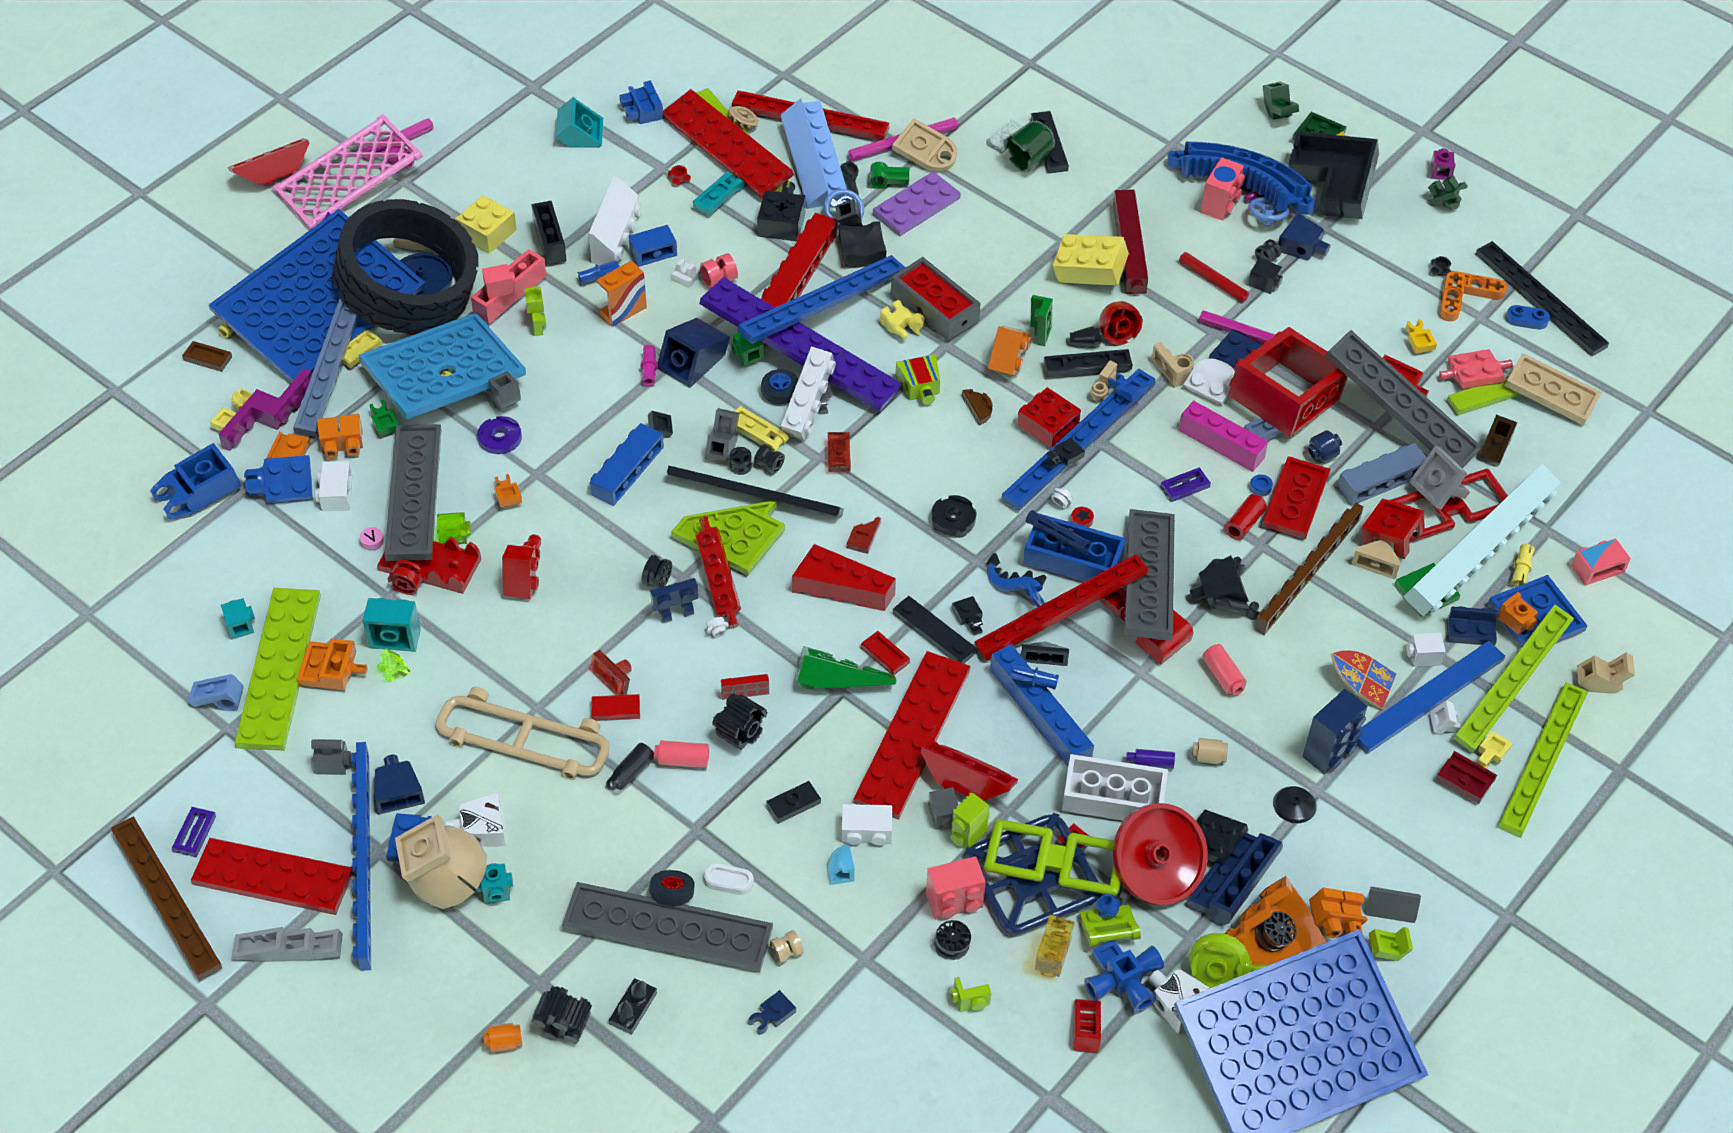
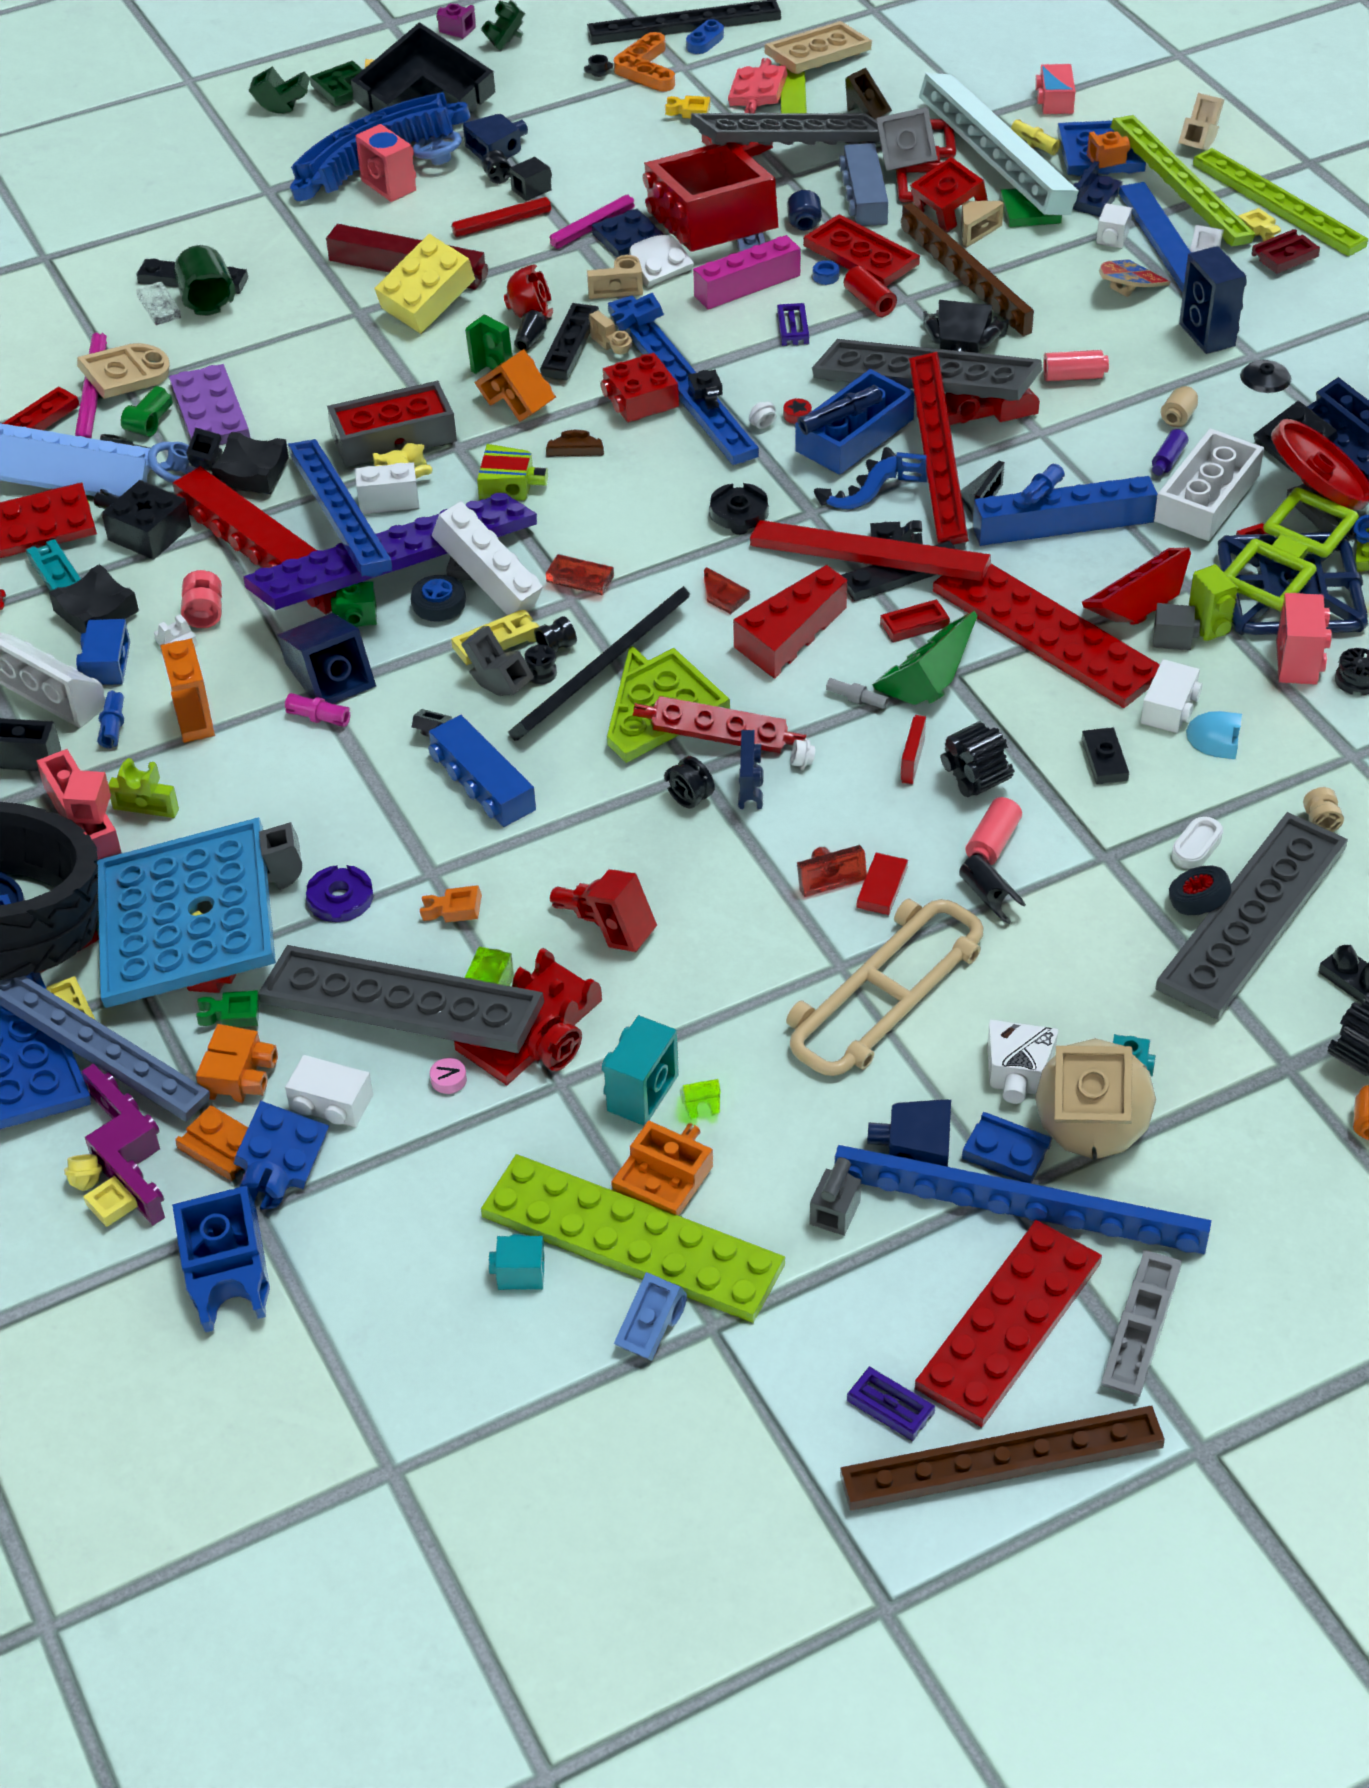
camera: 65 degrees left, 5 degrees down
(694, 222) = (93, 598): none -> black brick
(791, 640) = (857, 693): none -> light grey bar
(871, 321) = (387, 488): none -> white brick
(938, 604) = (871, 550): none -> red tile

